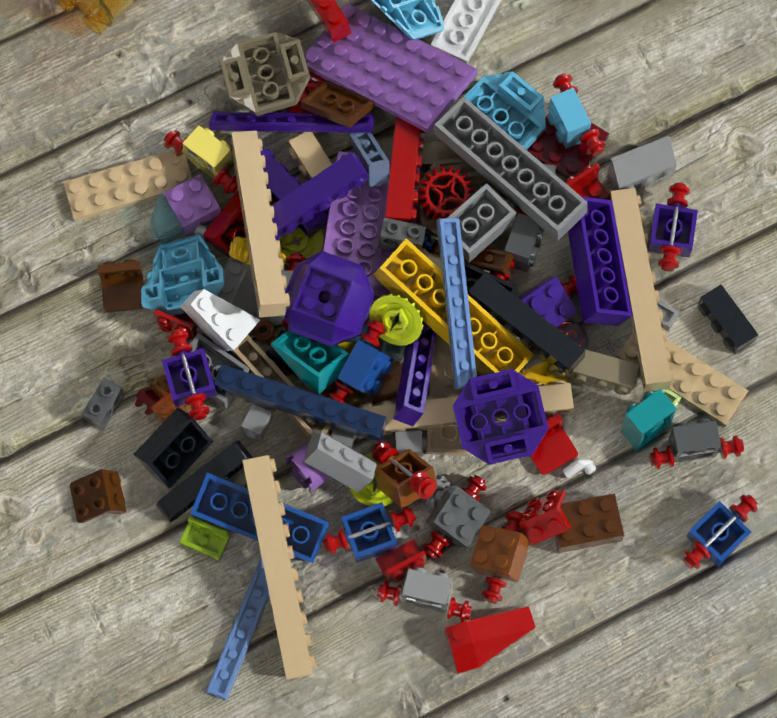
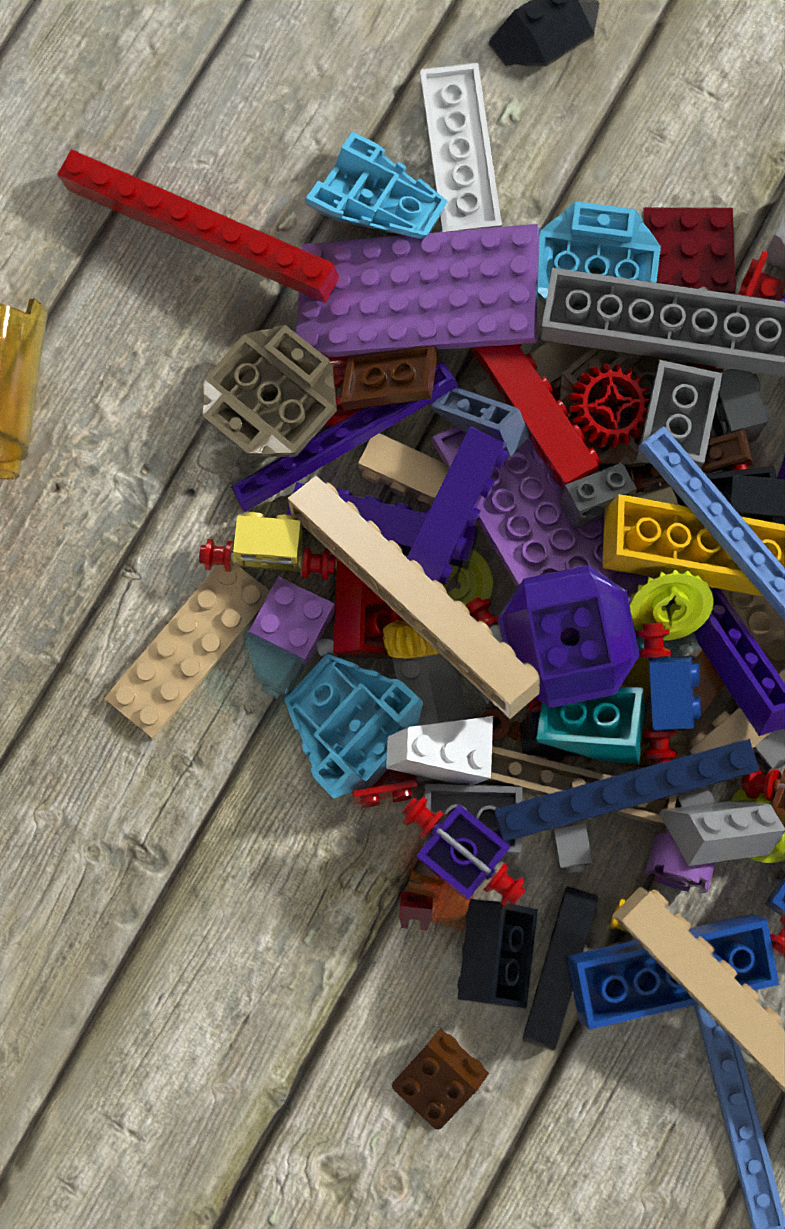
camera: 35 degrees left, 5 degrees up
(103, 404) = (363, 954): dark grey brick -> none
(121, 285) = (277, 785): reddish brown bracket -> none
(205, 537) = (615, 1043): lime bracket -> none
(571, 119) = (688, 214): medium azure brick -> none

